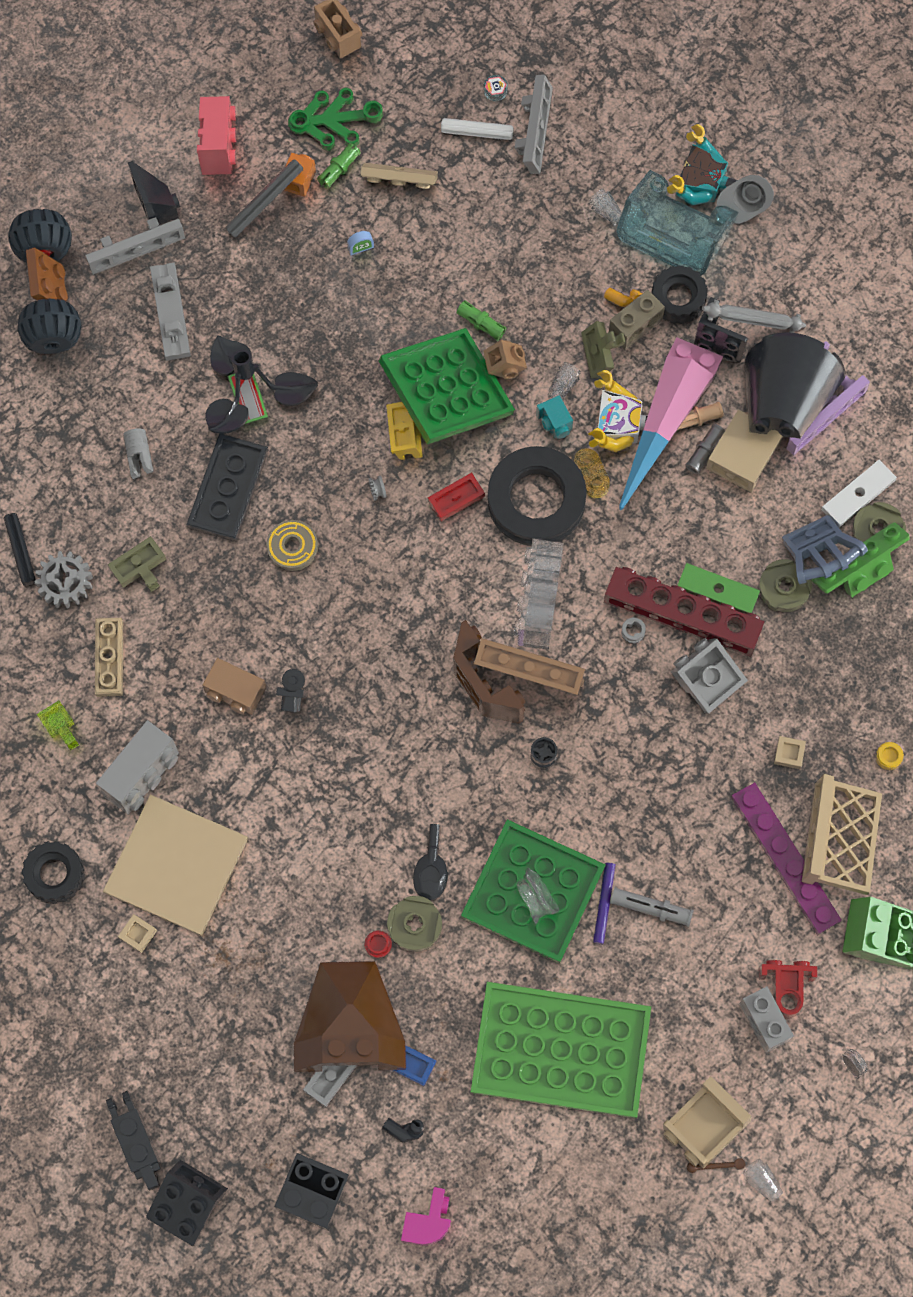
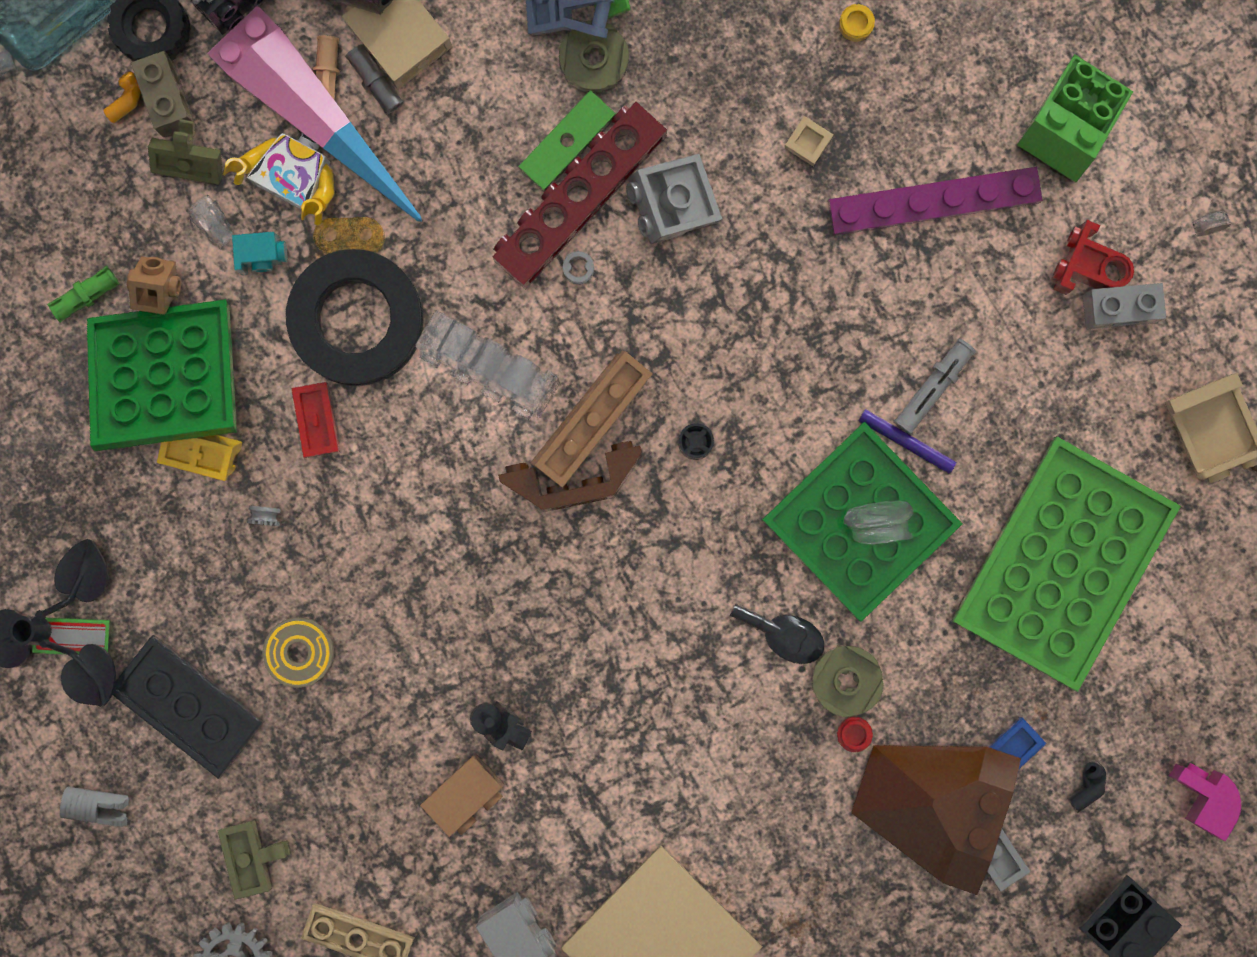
camera: 65 degrees left, 15 degrees up
(821, 825) = (929, 149): tan fence -> none

